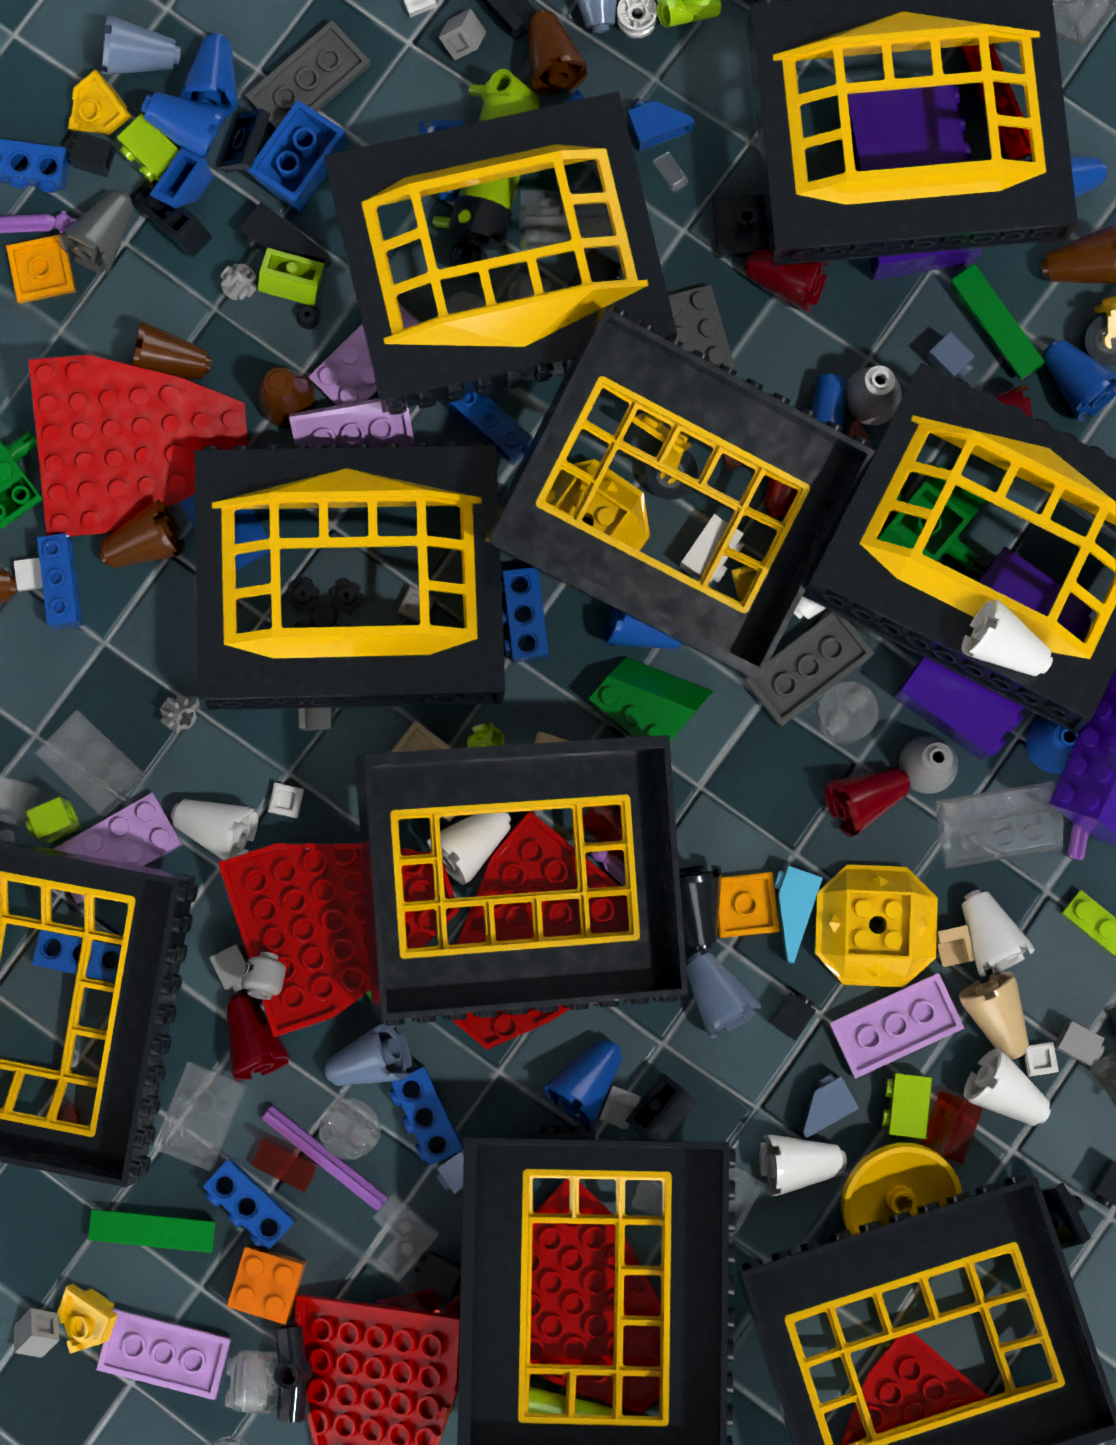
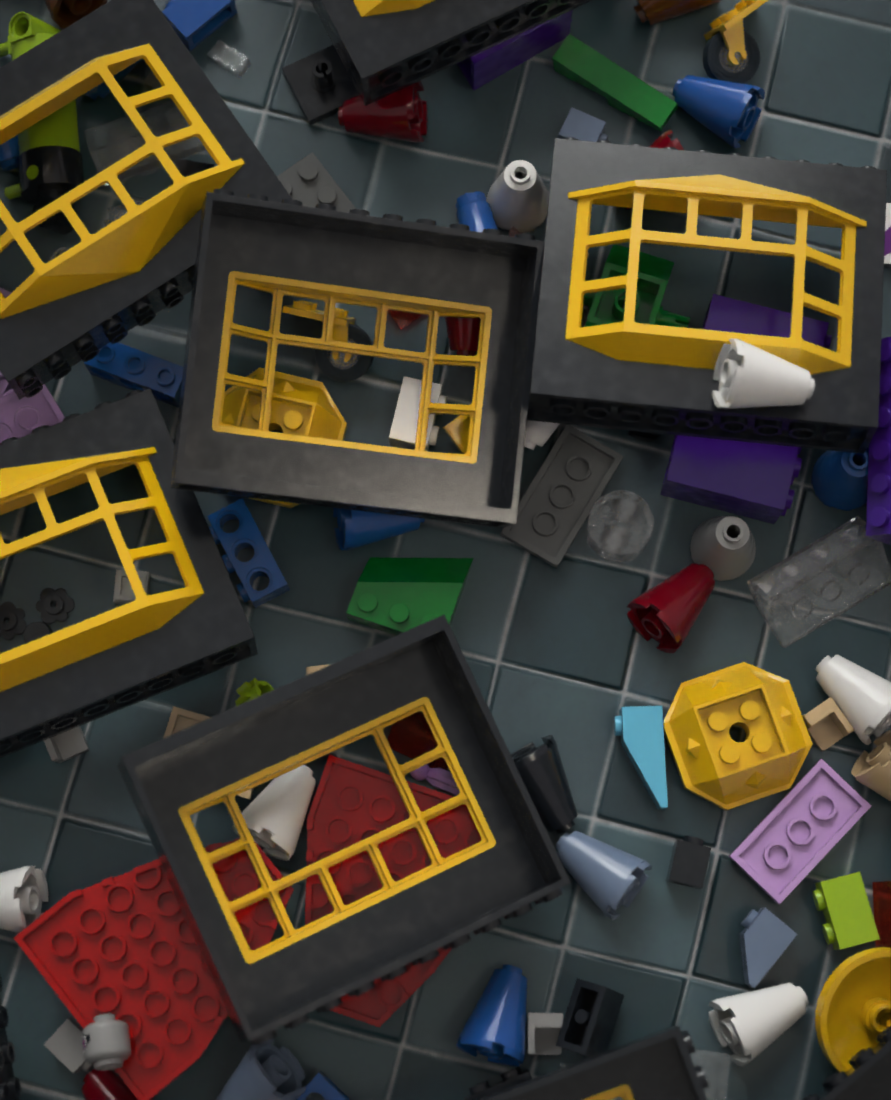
camera: 20 degrees left, 5 degrees down
(286, 800) = (67, 844): white tile -> none
(747, 905) = (596, 766): light orange tile -> none

